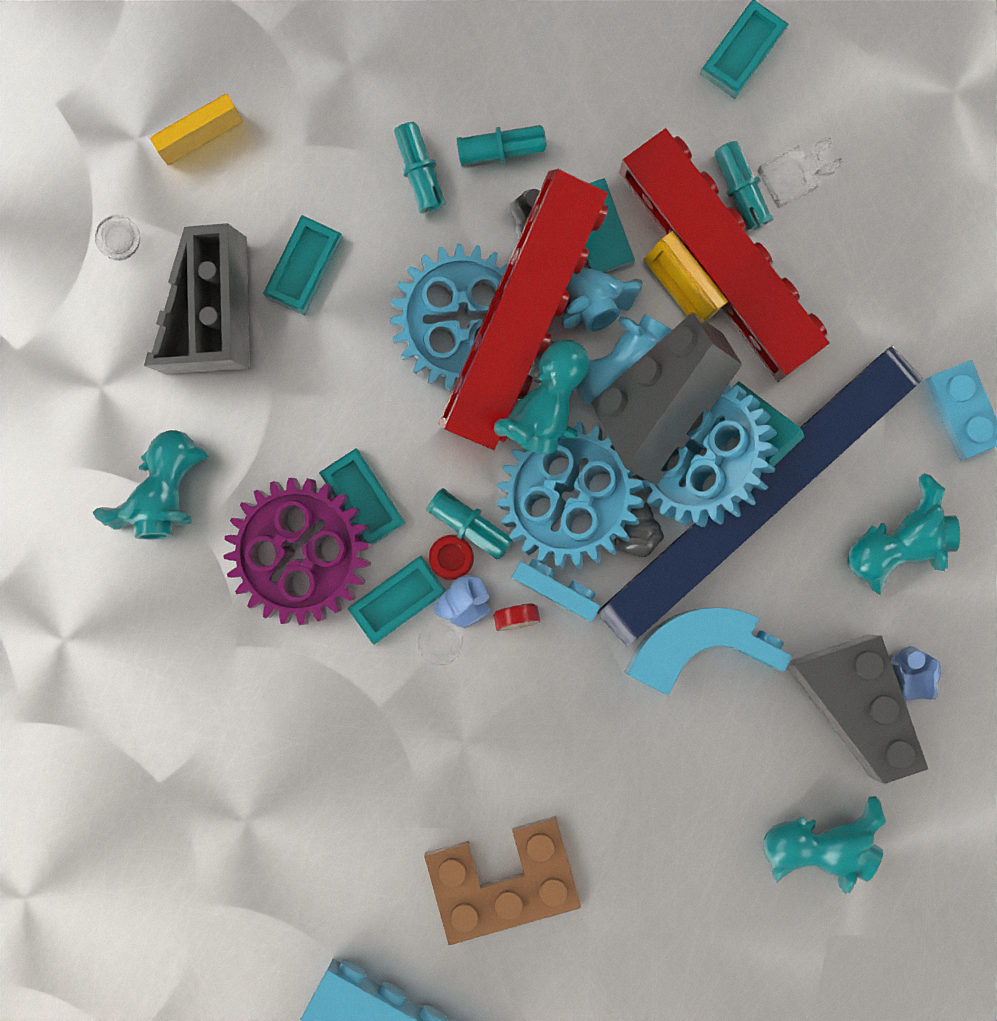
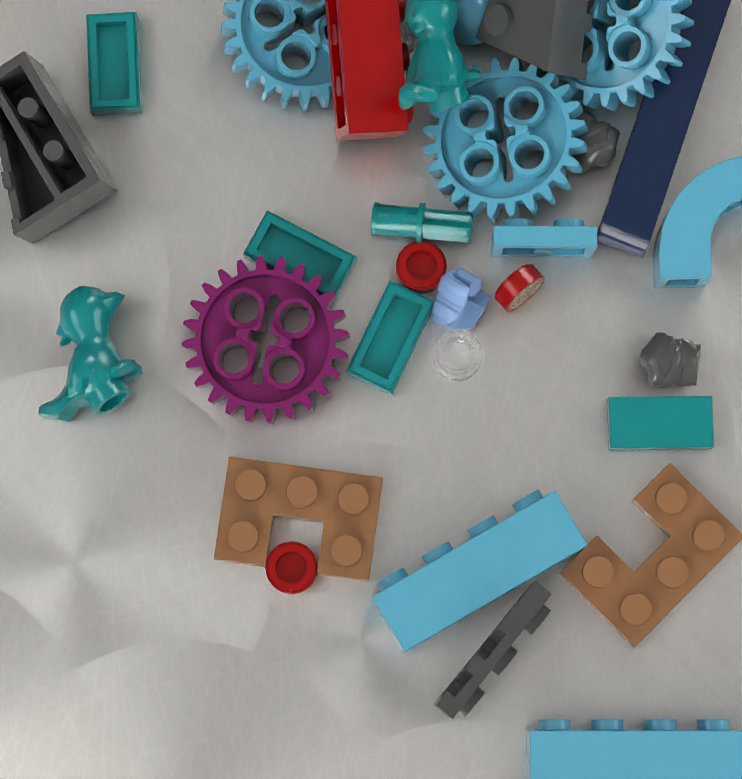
camera: 30 degrees left, 5 degrees down
(222, 737) = (291, 567): none -> red tile
(236, 666) = (265, 490): none -> medium nougat plate
(332, 893) = (494, 652): none -> dark grey wing
(359, 821) = (479, 570): none -> medium azure brick
(567, 782) = (660, 423): none -> teal tile
(602, 739) = (670, 361): none -> dark grey arm

